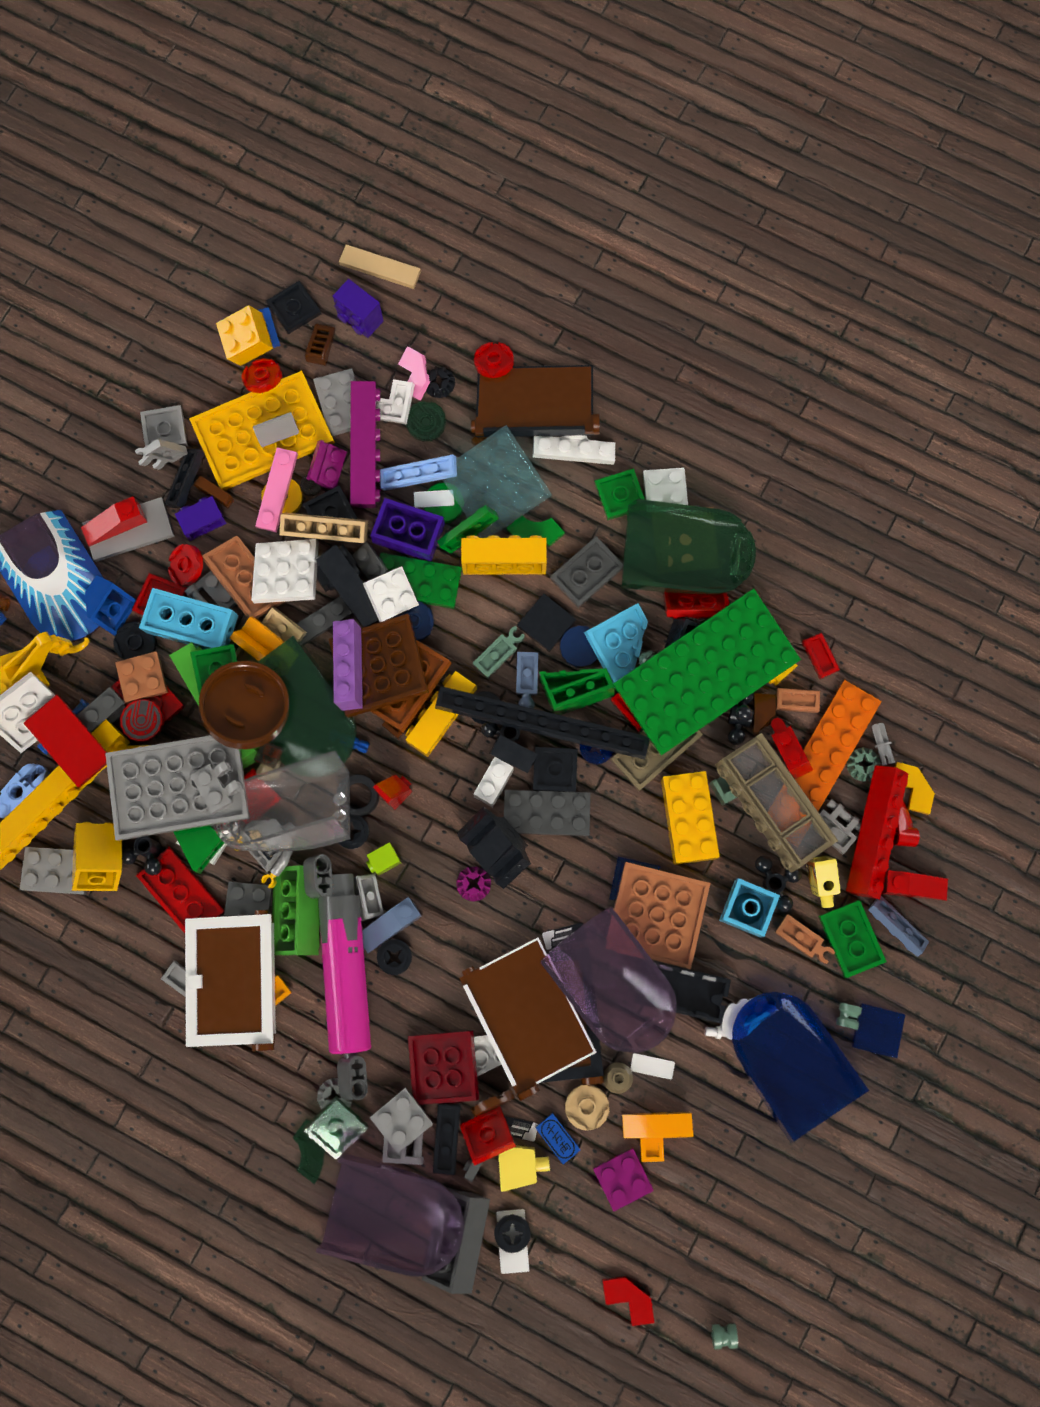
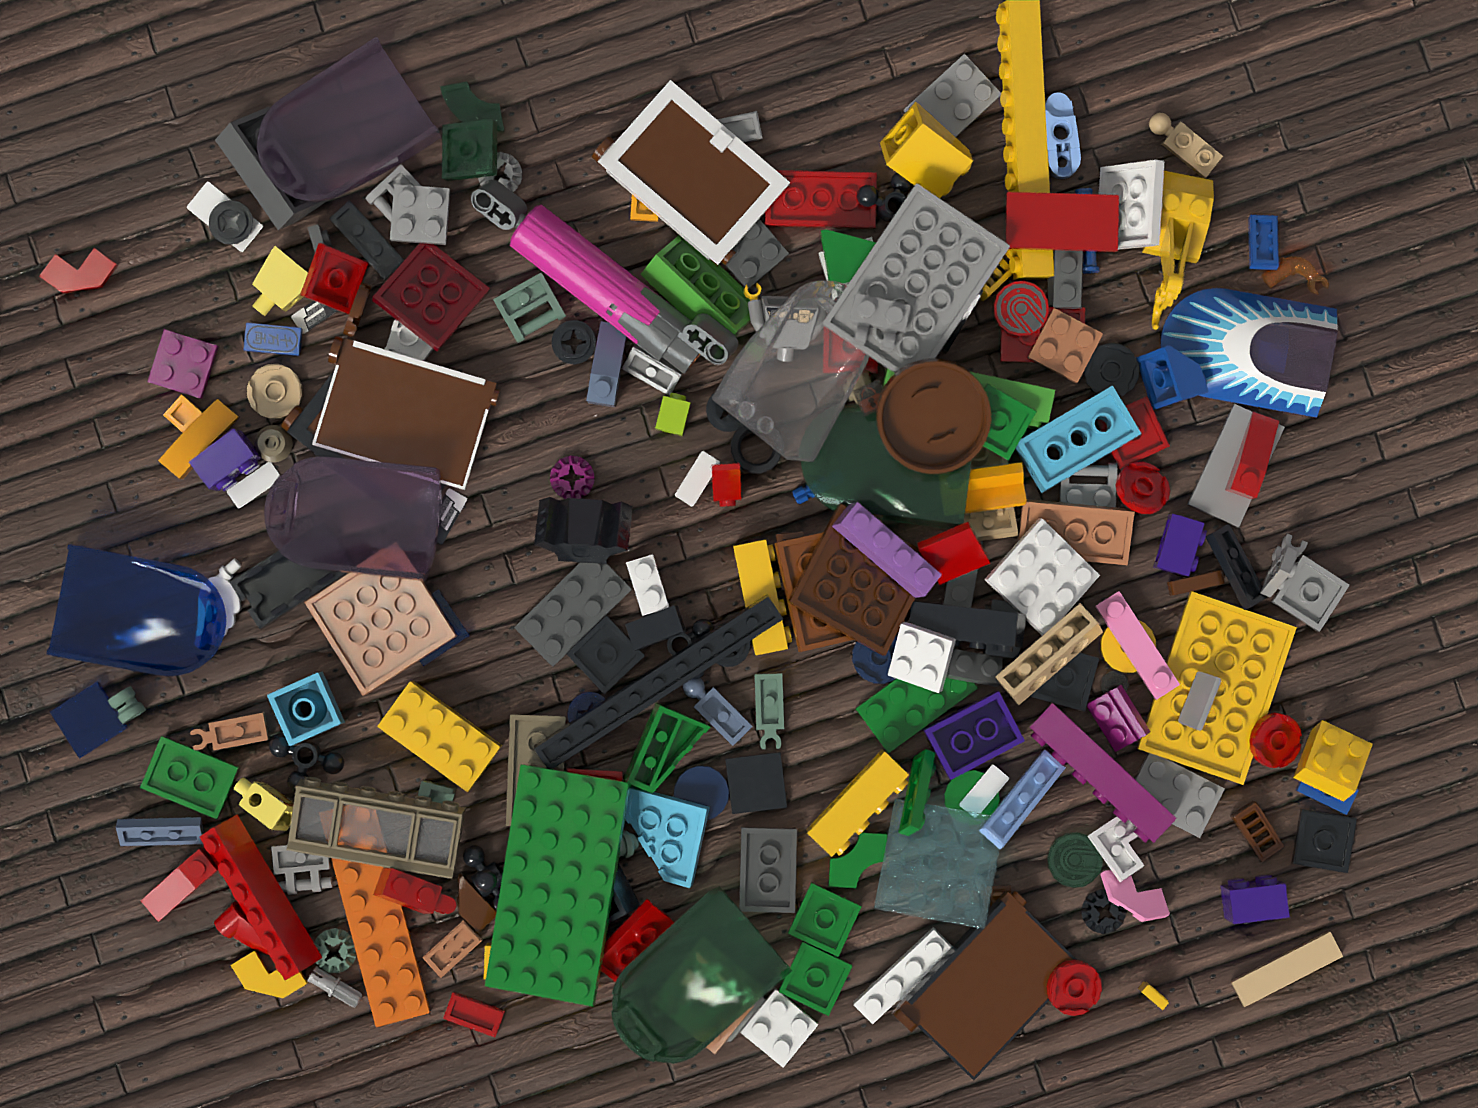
camera: 125 degrees right, 10 degrees up
(313, 629) = (954, 552): none -> red tile
(394, 1009) = (525, 299): none -> sand green plate
(408, 813) = (696, 479): none -> white sticker
(458, 317) = (1153, 995): none -> yellow tile
(584, 518) = (824, 919): none -> green plate
(654, 1095) = (226, 461): none -> dark purple brick

